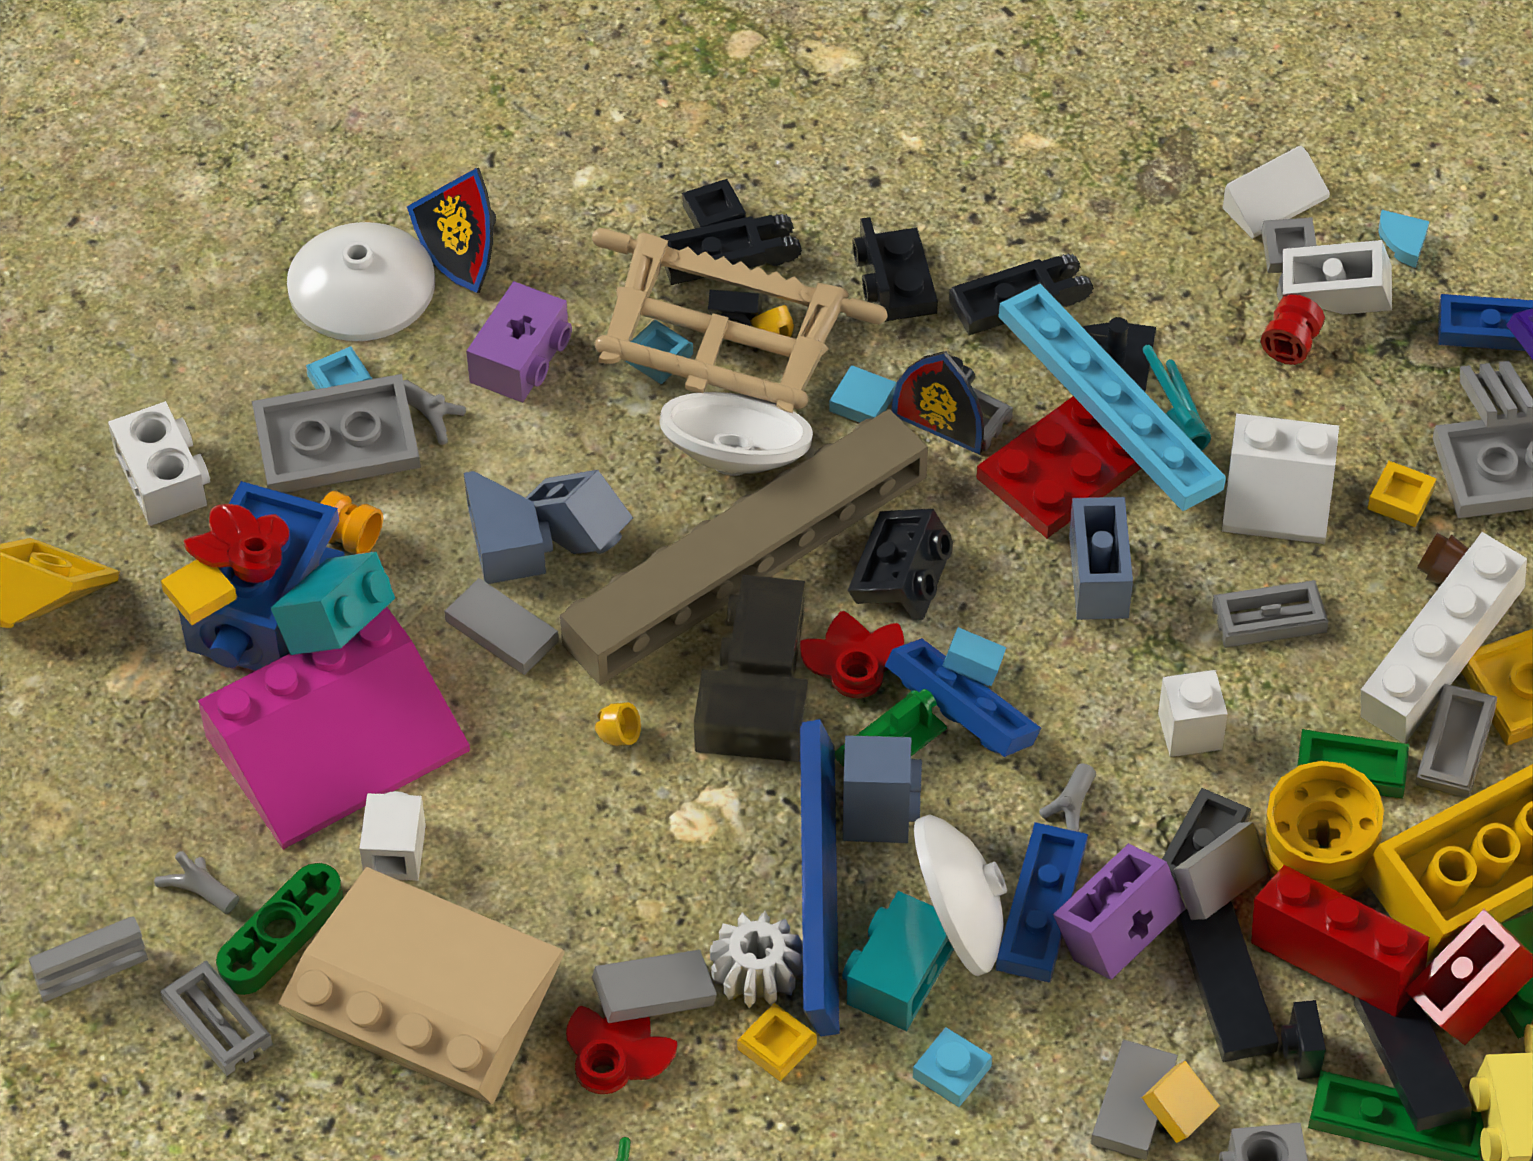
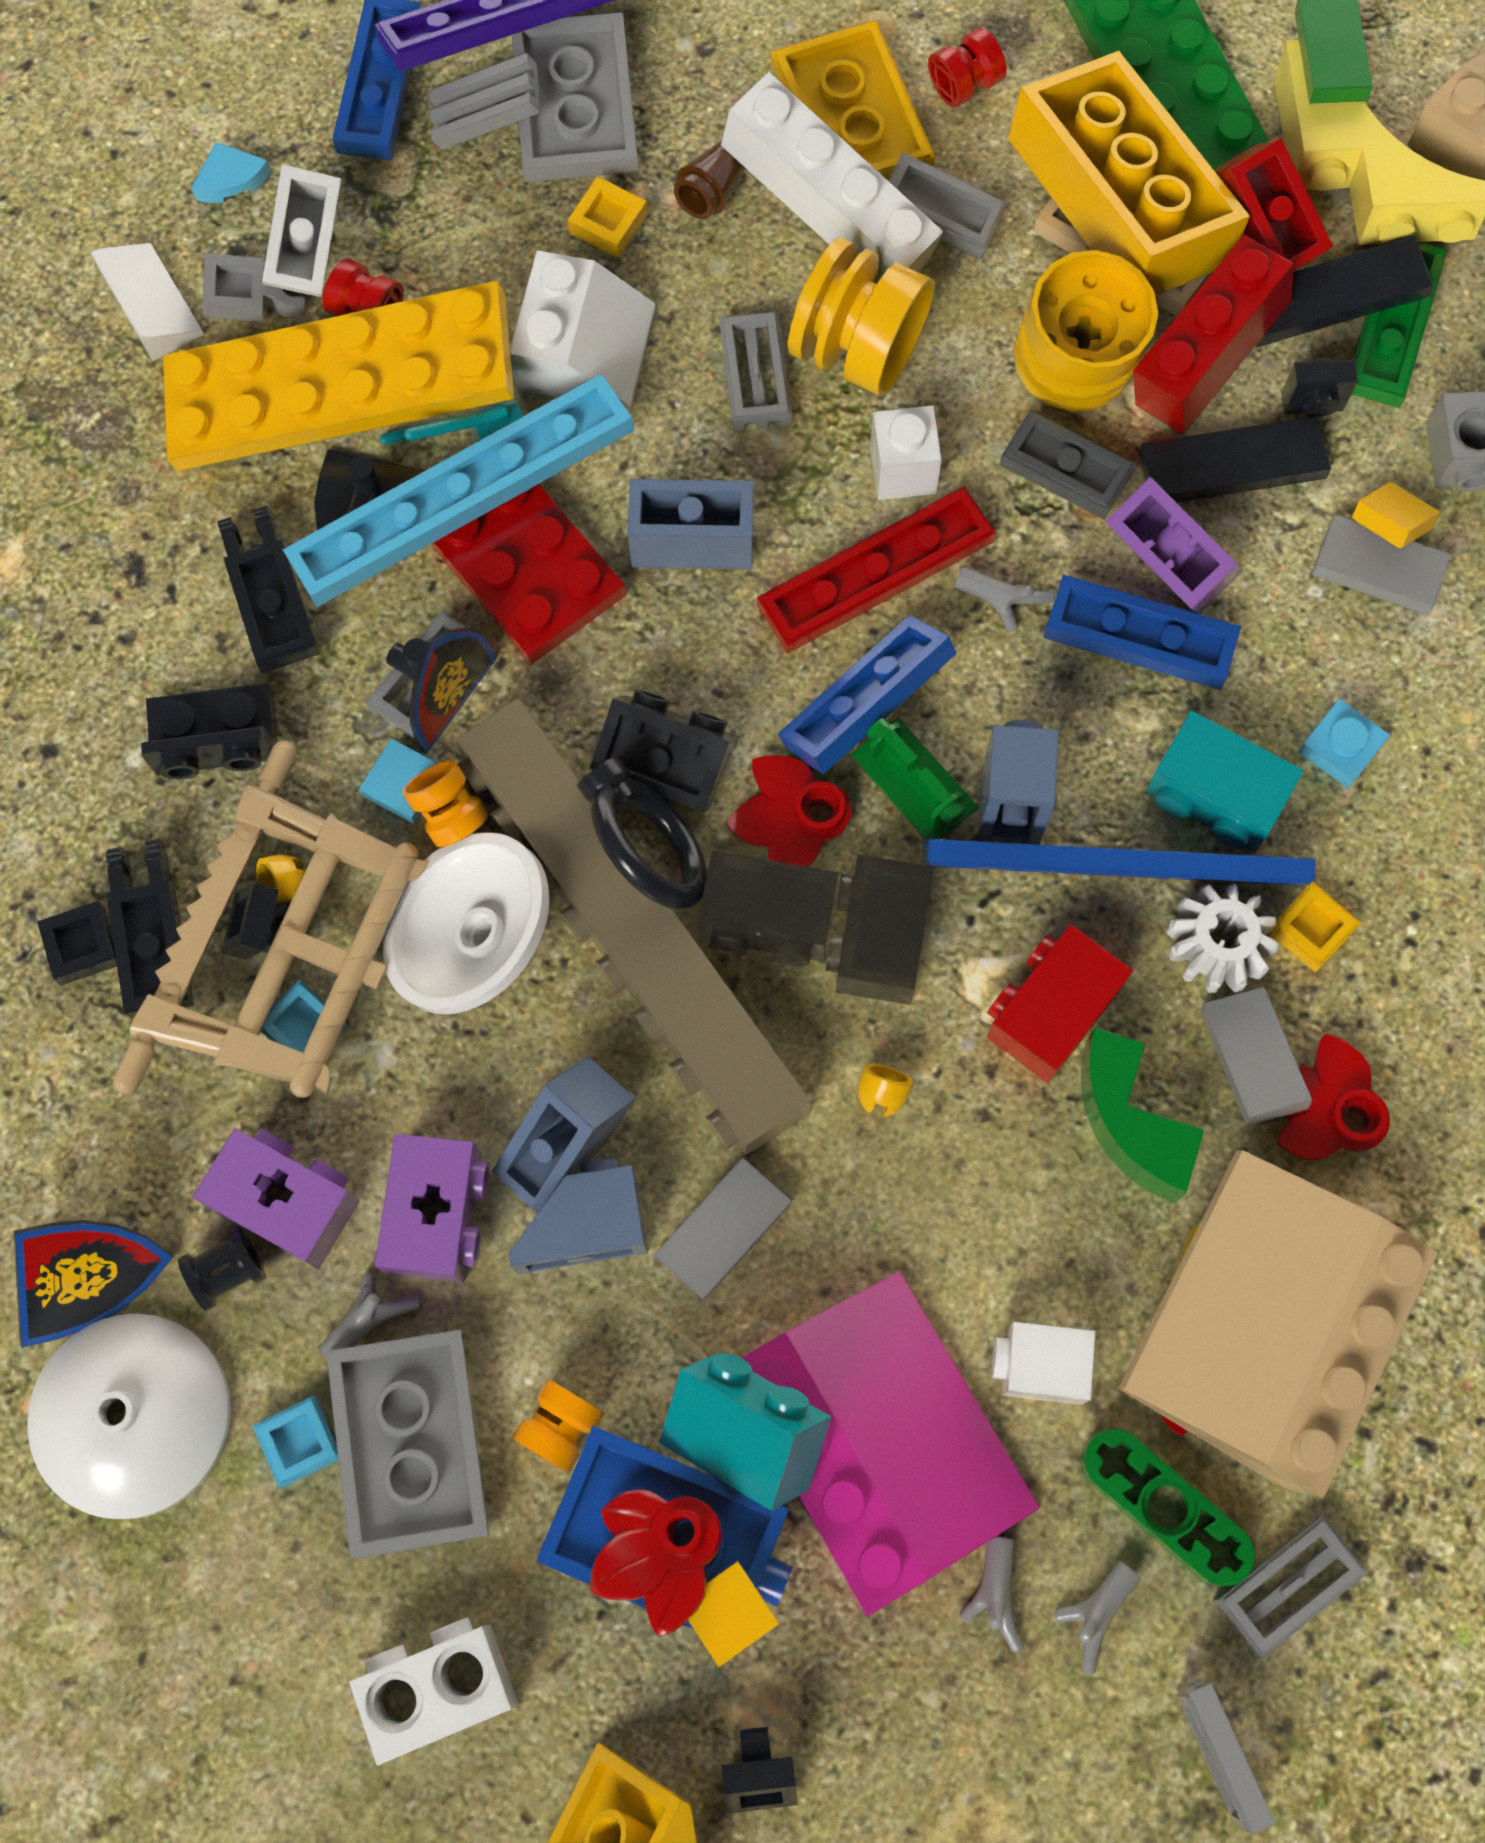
camera: 85 degrees left, 20 degrees up
(91, 660) = (759, 1779): none -> black tile
(218, 813) = (995, 1592): none -> light grey bar
(461, 316) = (197, 1270): none -> black bush
(512, 433) = (416, 1175): none -> medium lavender brick
(572, 899) = (1143, 1145): none -> green brick
(693, 839) = (1057, 1003): none -> red brick
(838, 411) = (445, 803): none -> light orange wheel
(847, 501) = (609, 788): none -> black piece
(962, 891) = (1178, 688): white dish -> none
(974, 657) = (810, 676): medium azure tile -> none
(1087, 710) = (875, 569): none -> red tile
(1209, 313) = (338, 376): none -> yellow plate
(1221, 870) = (1120, 441): light grey tile -> none
(1312, 662) = (851, 313): none -> yellow wheel
(1379, 760) = (958, 312): green tile -> none

